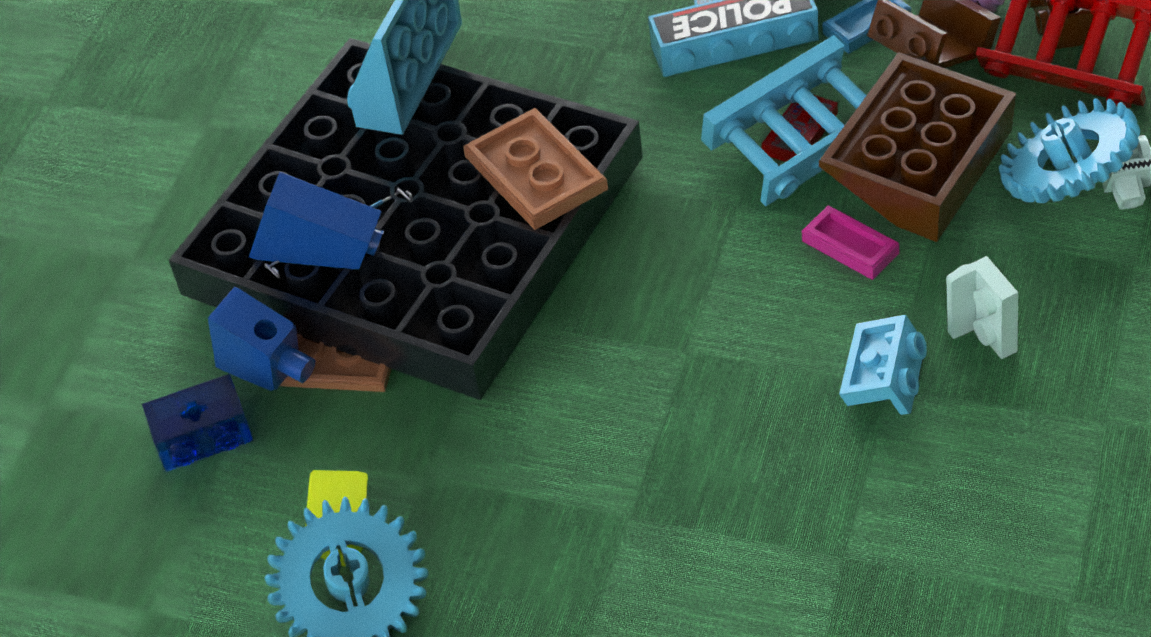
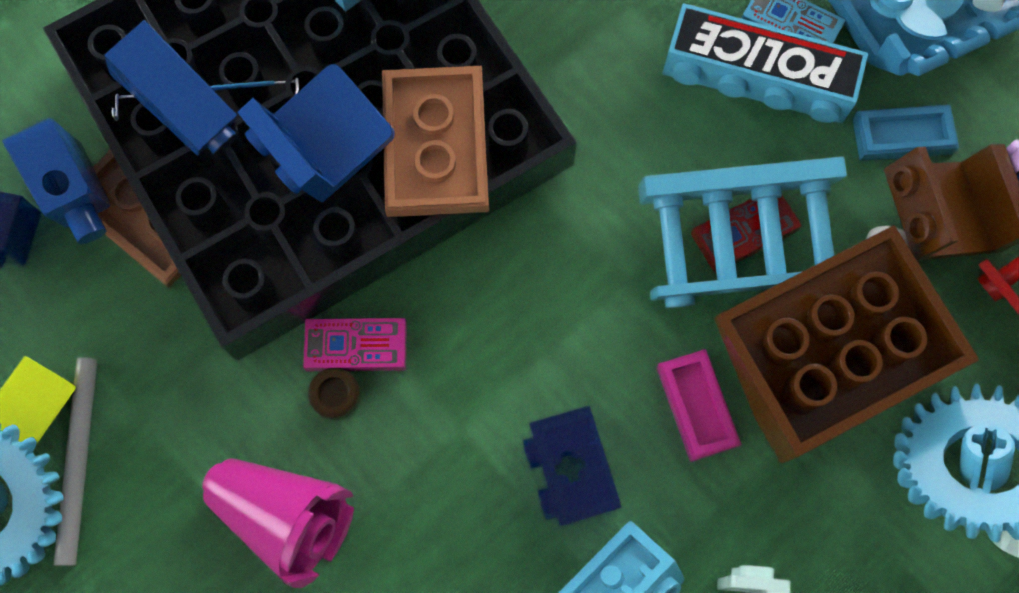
camera: 25 degrees right, 25 degrees up
(380, 496) = (75, 462): none -> light grey bar
(449, 196) = (319, 133): none -> blue bracket
(565, 341) = (355, 344): none -> dark pink tile
(573, 379) = (334, 394): none -> dark brown tile
(592, 452) = (280, 515): none -> dark pink cone
(790, 316) = (575, 437): none -> clear blue brick

